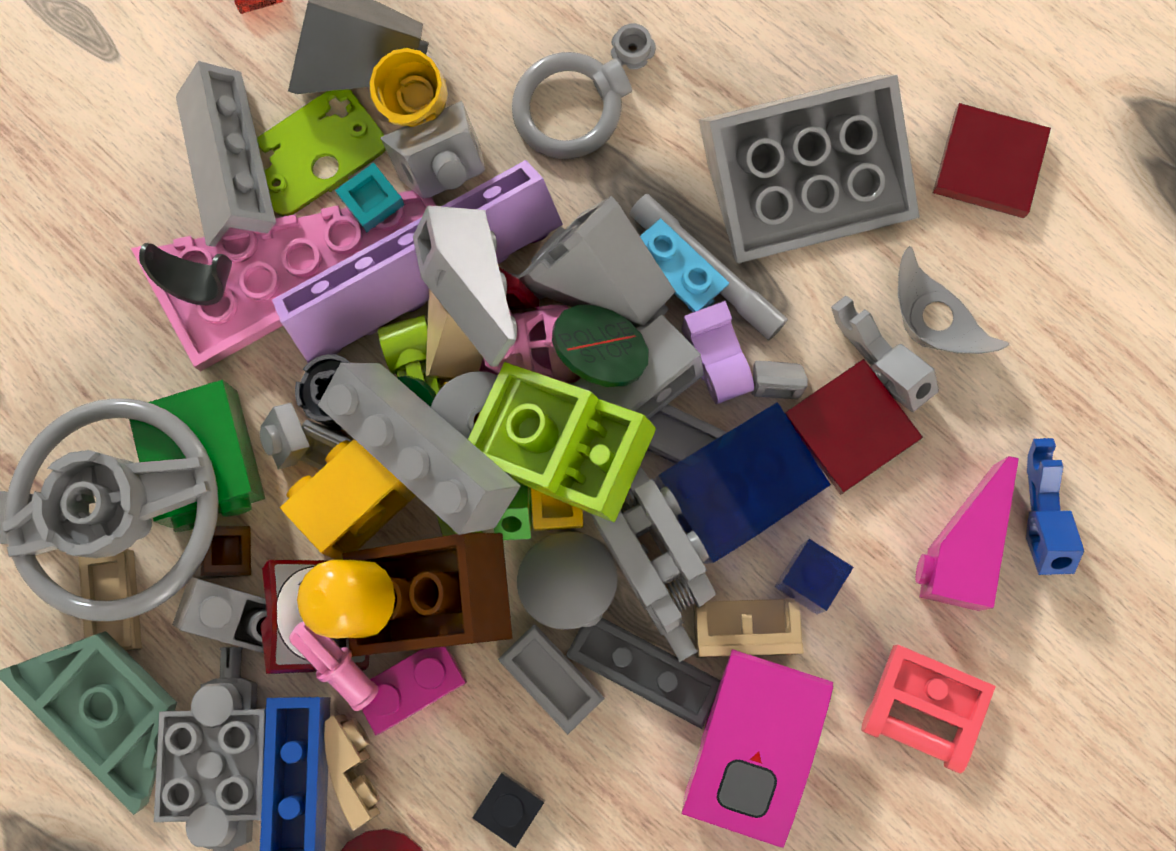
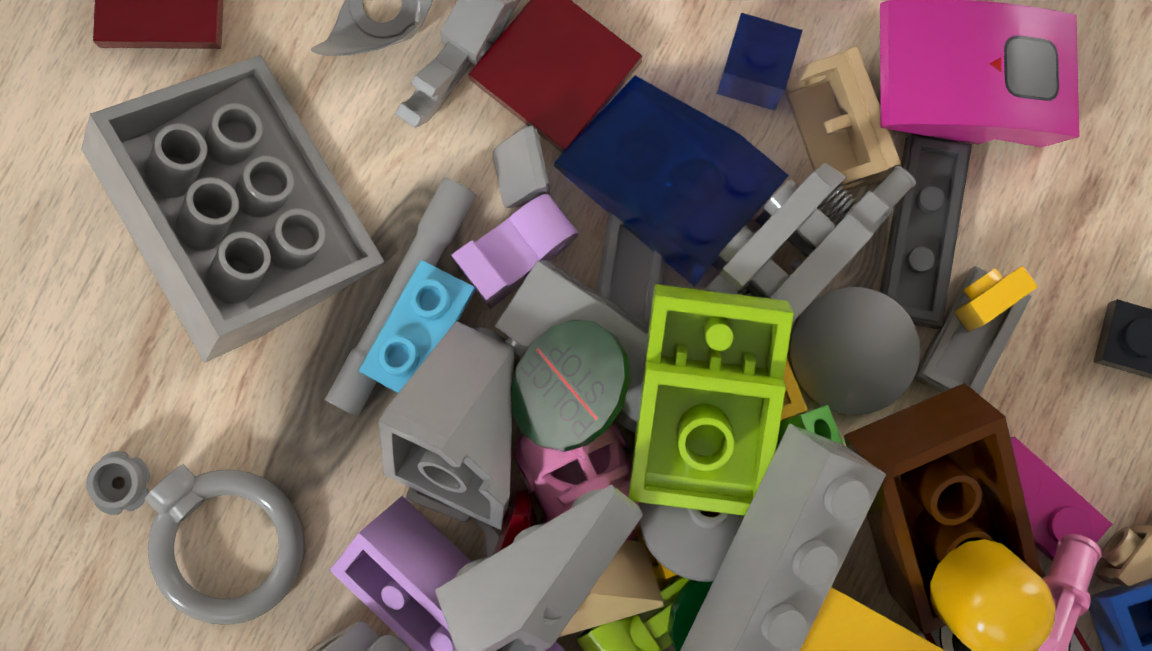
camera: 110 degrees left, 5 degrees up
(574, 694) = (993, 295): none -> yellow plate

